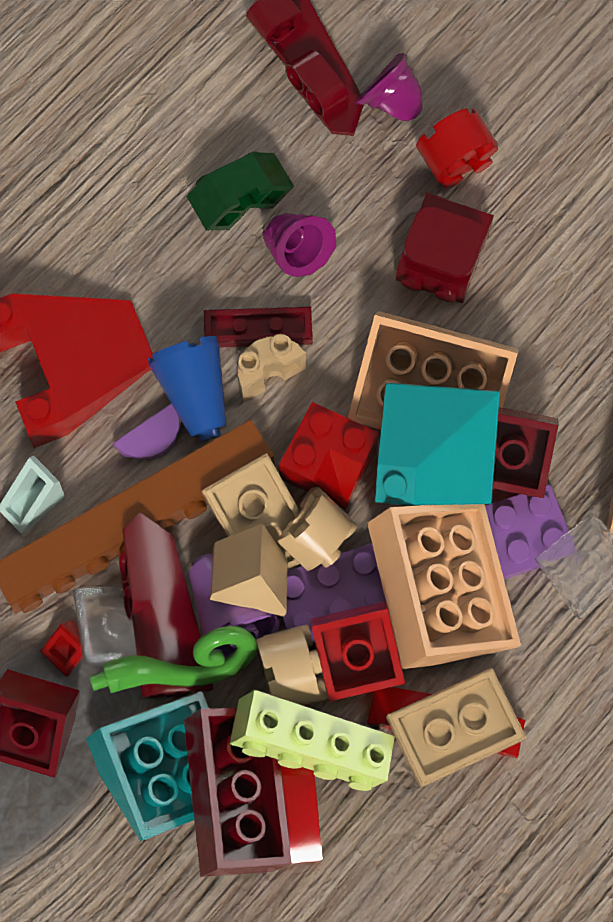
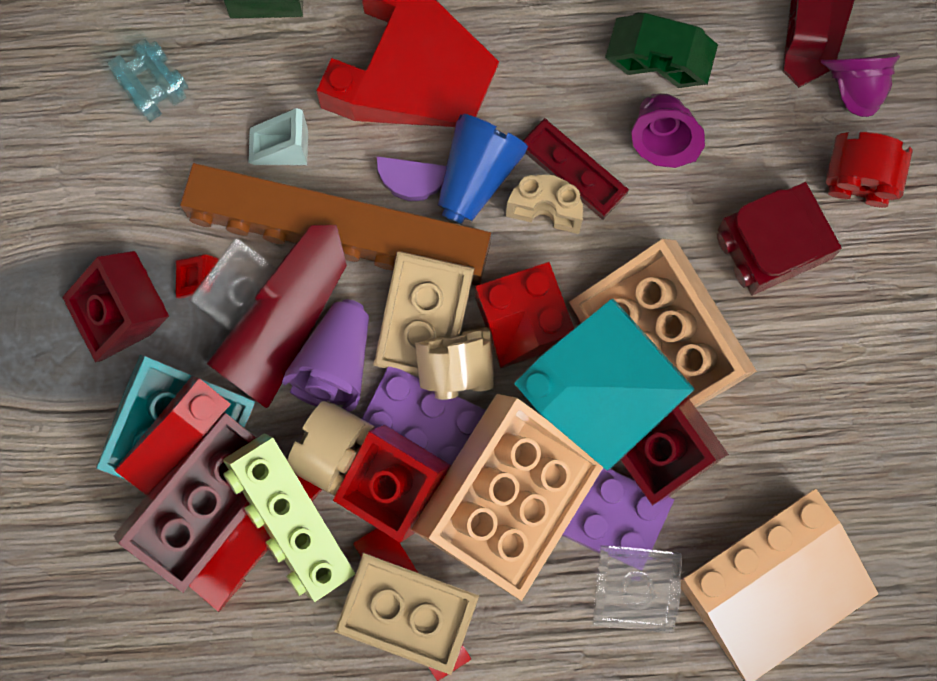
camera: 45 degrees right, 5 degrees up
(142, 670) = (275, 377): bright green plant -> none
(174, 762) = (172, 435): none -> red slope
(250, 571) = (370, 347): tan slope -> none

